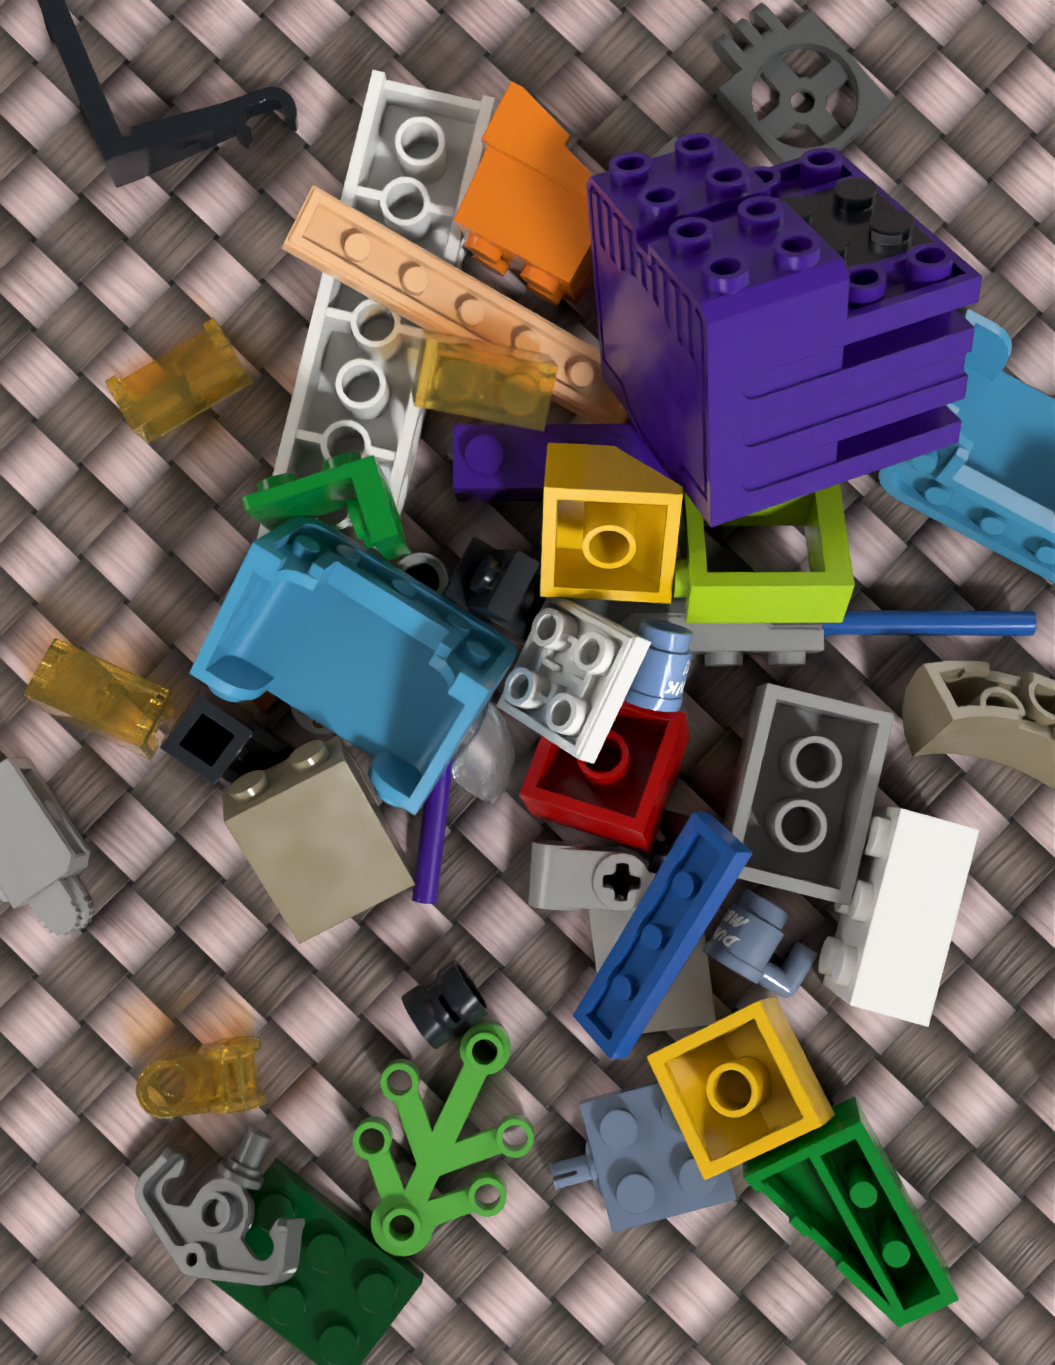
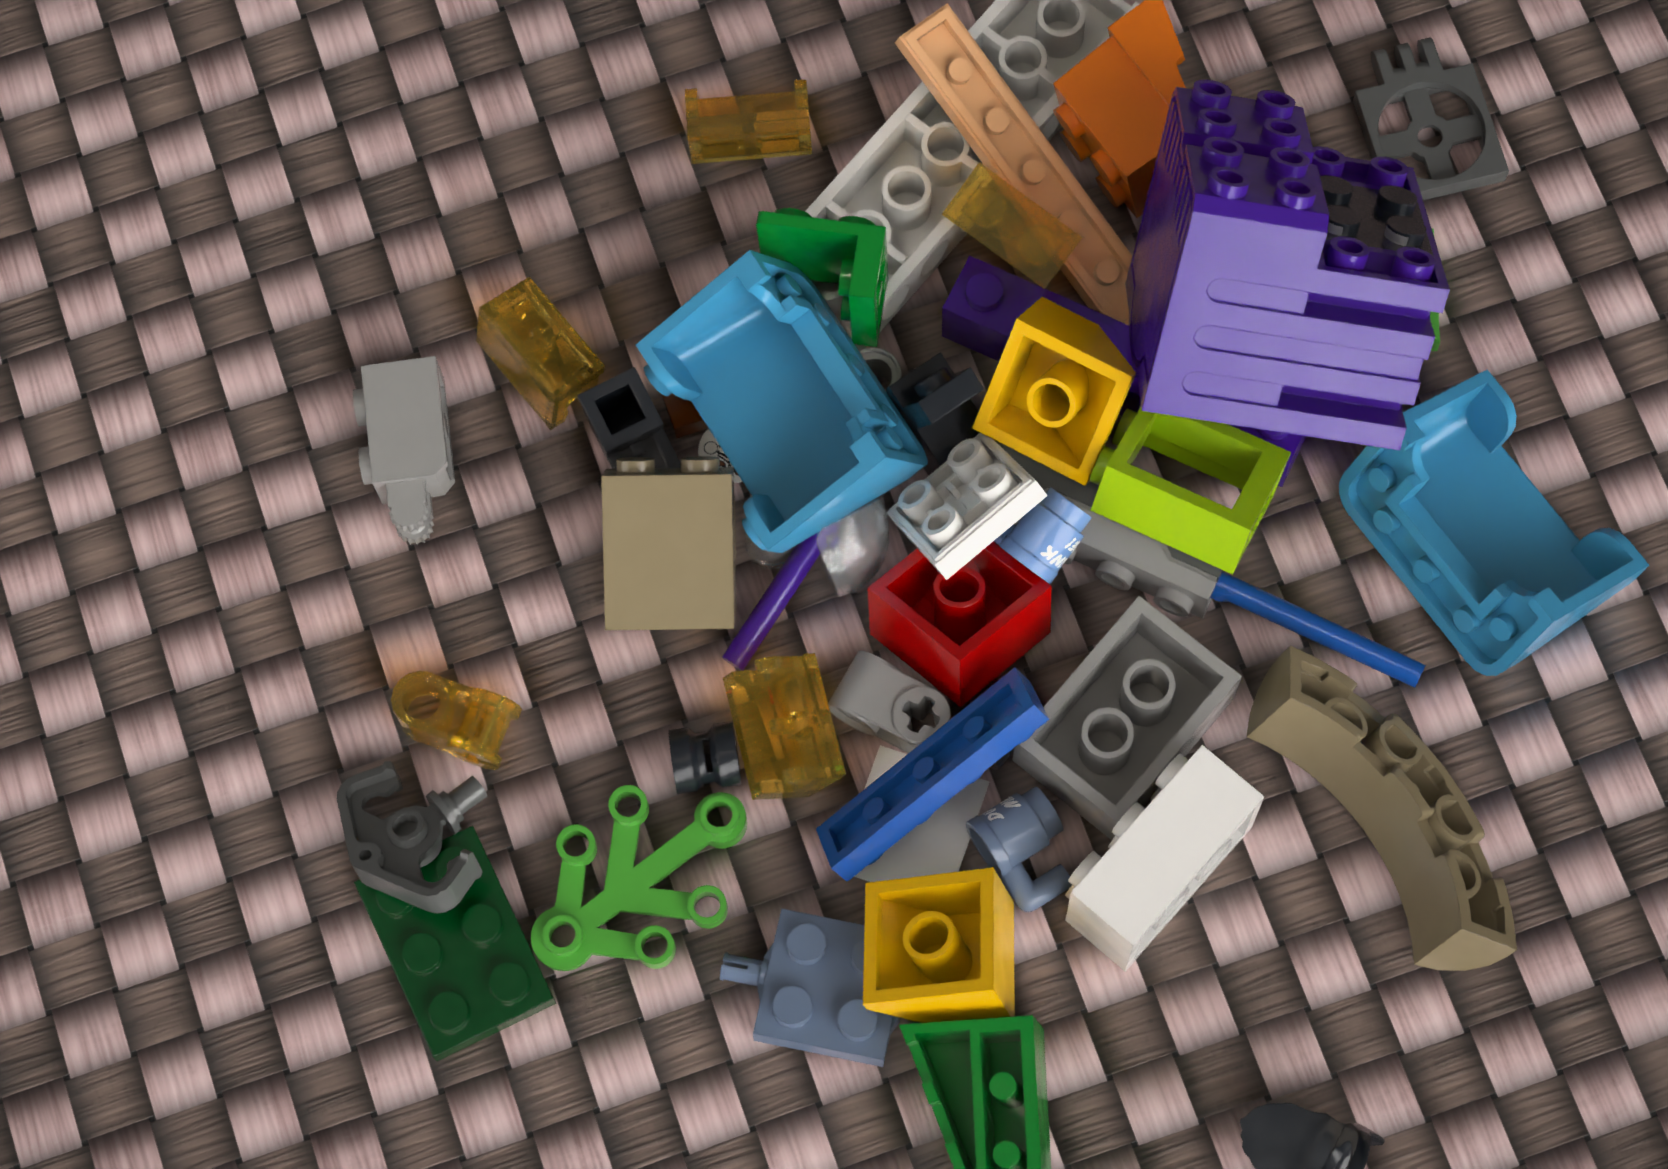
camera: 30 degrees right, 15 degrees down
(503, 947) = (784, 727): none -> clear yellow hinge

